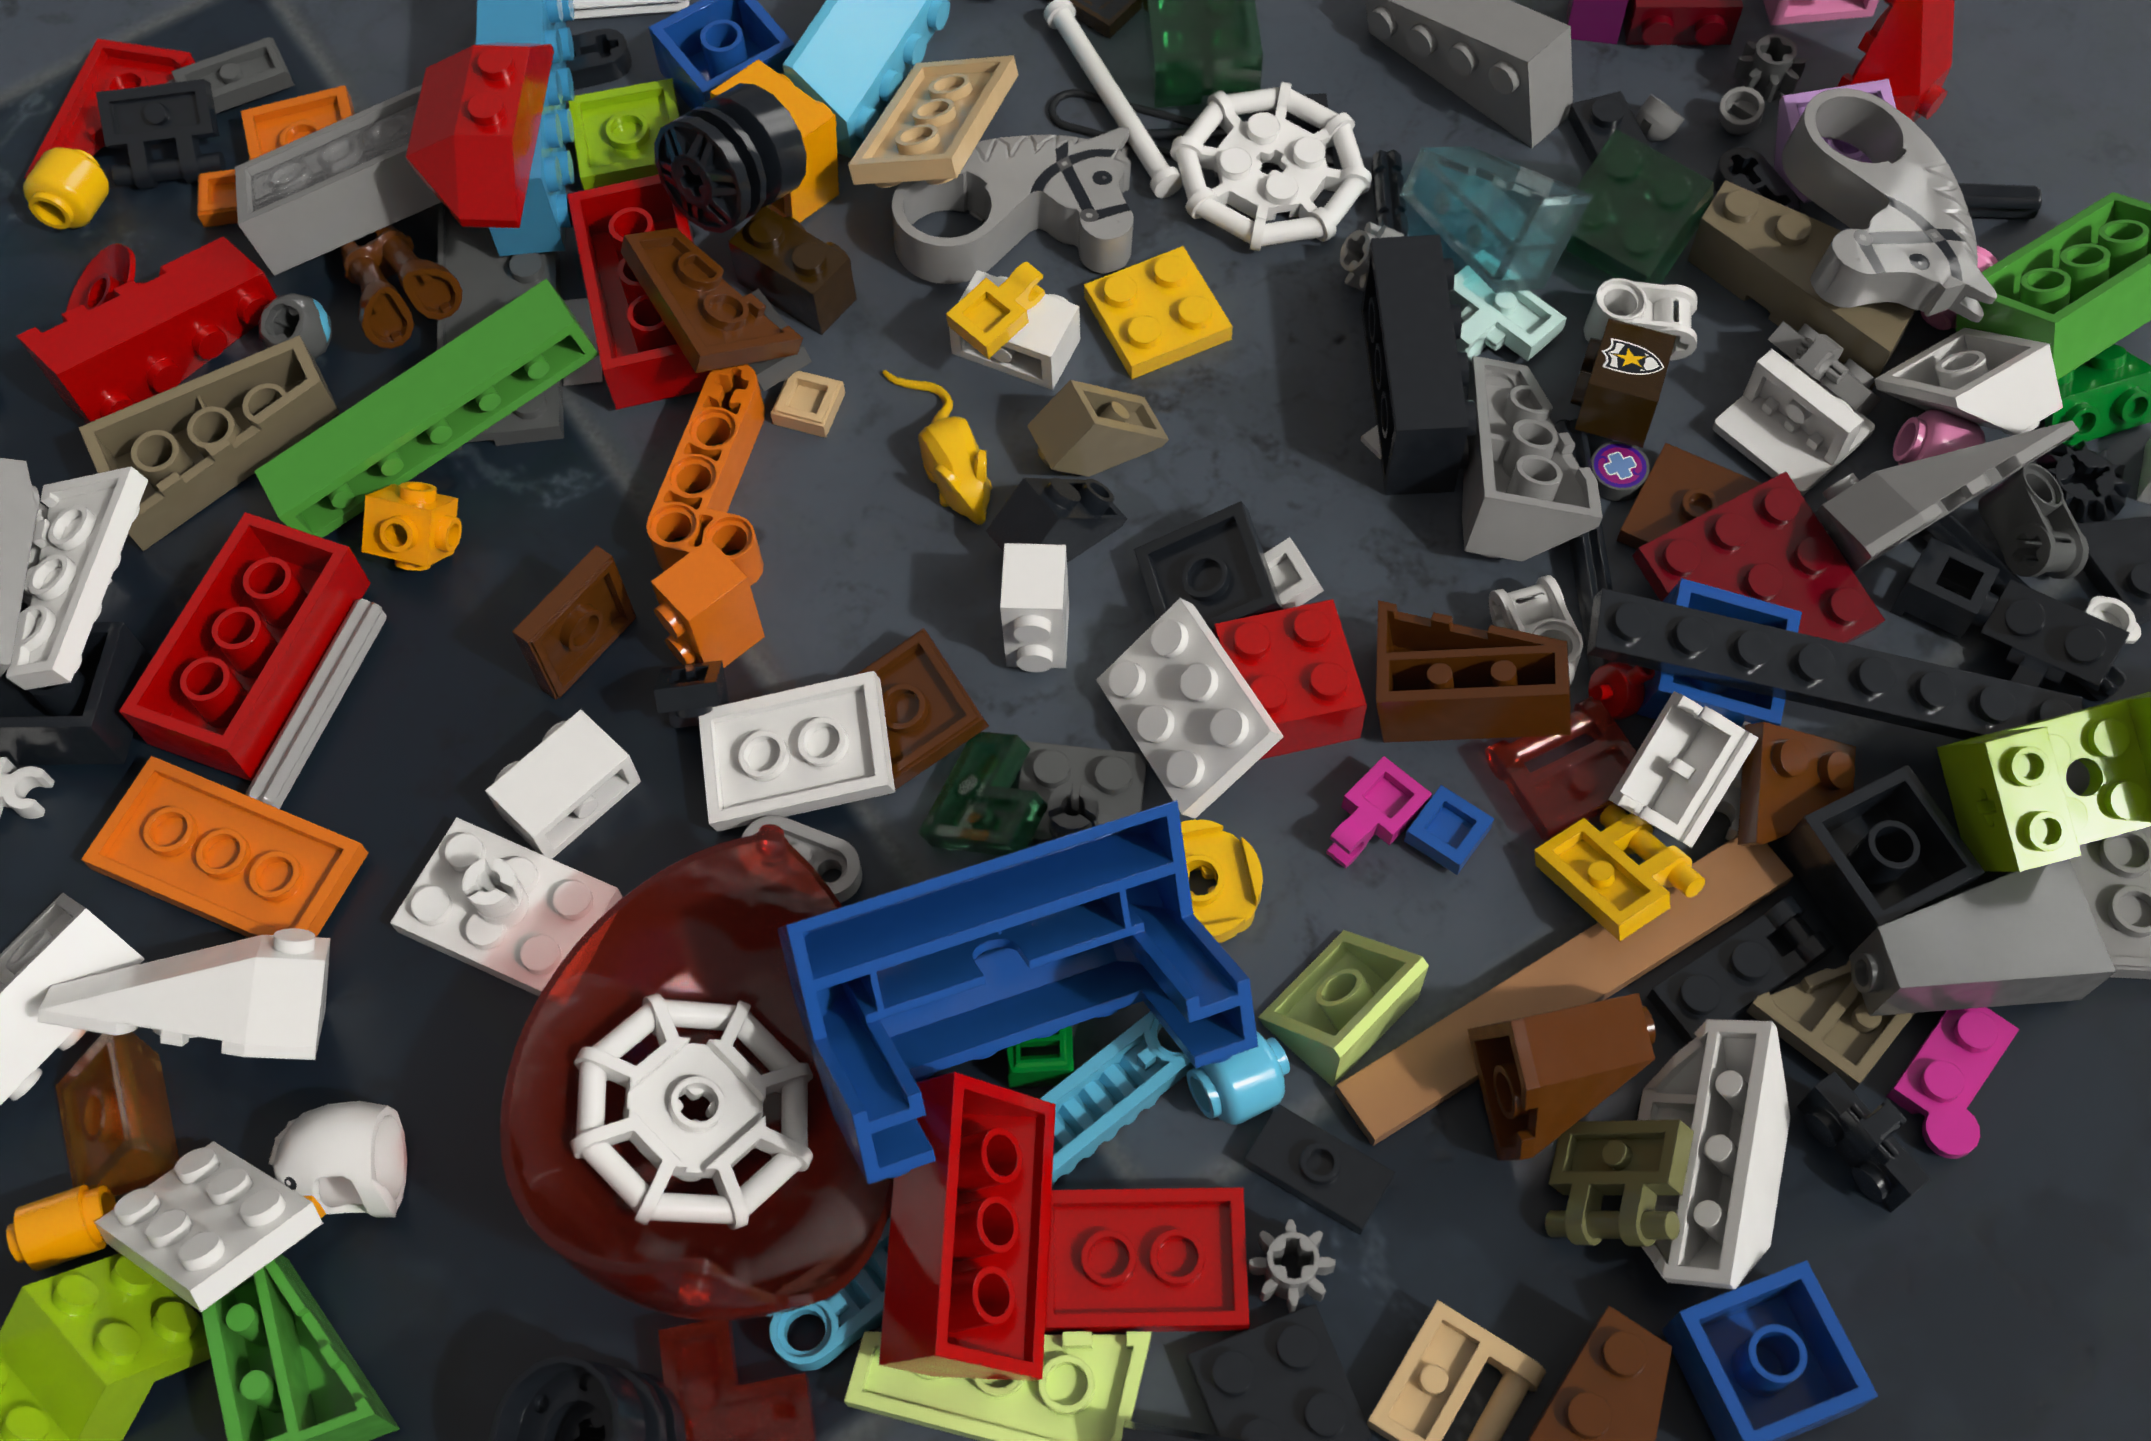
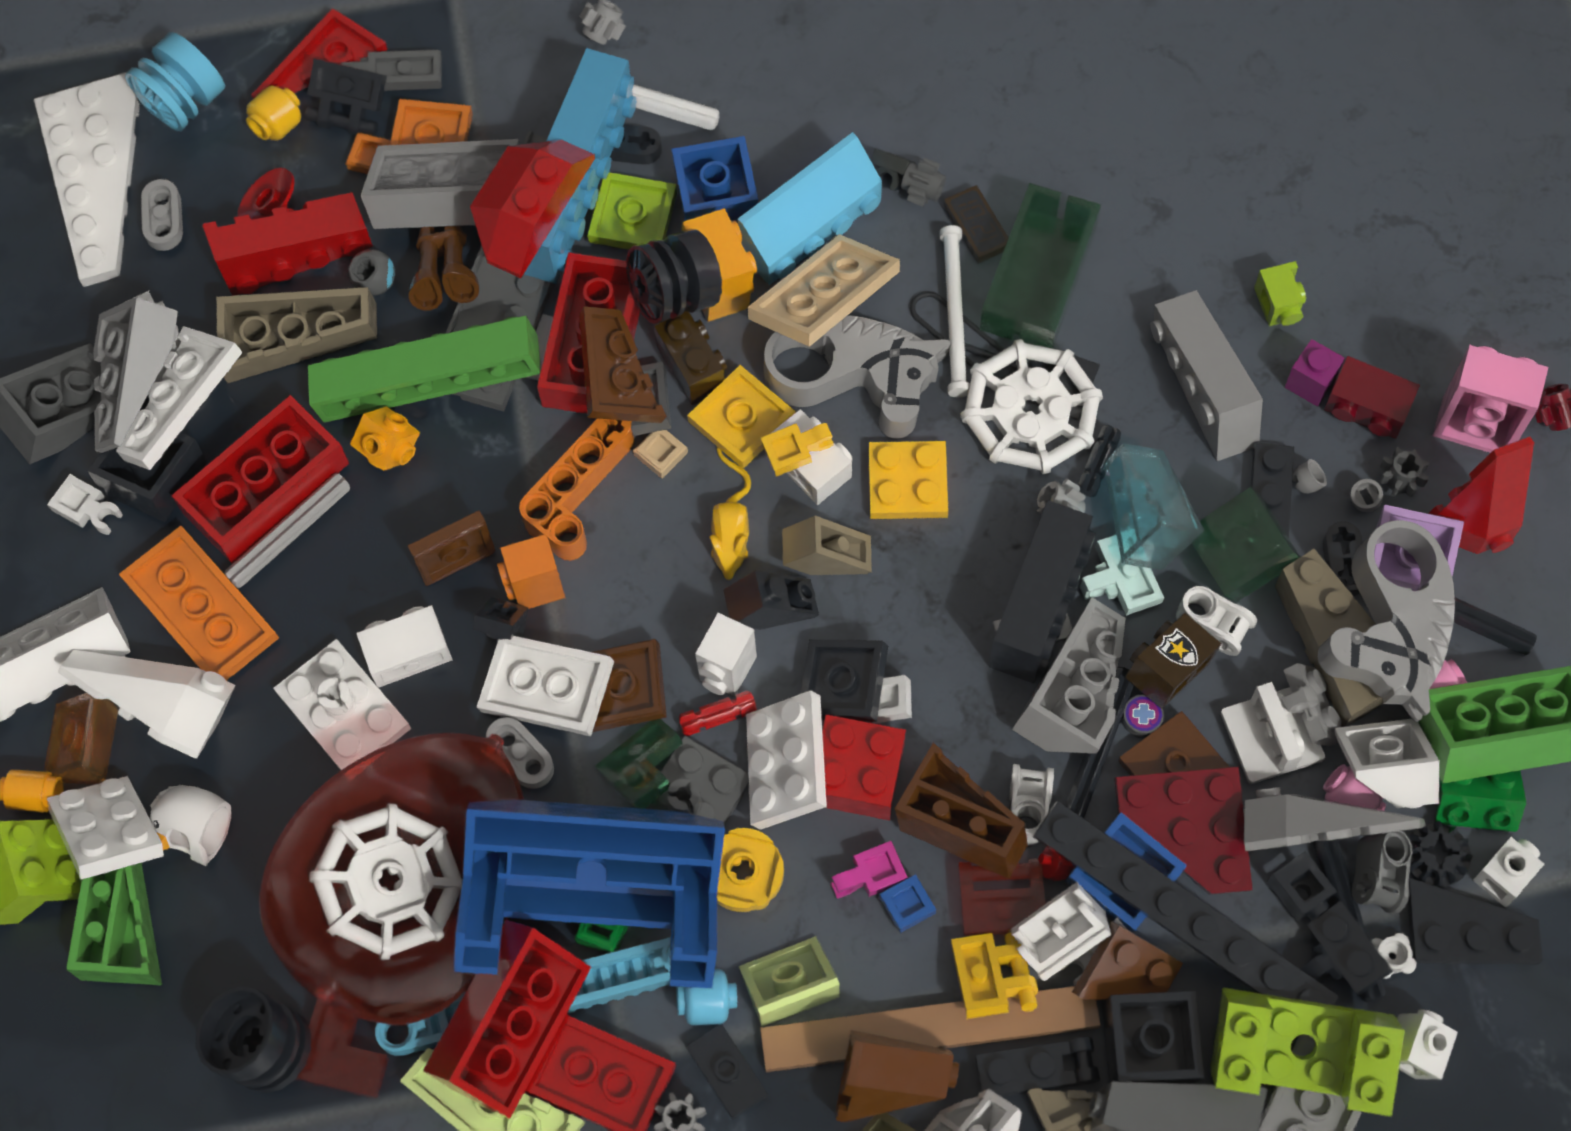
camera: 25 degrees right, 5 degrees up
(895, 317) = (739, 415): none -> yellow plate
(1054, 694) = (717, 713): none -> red axle

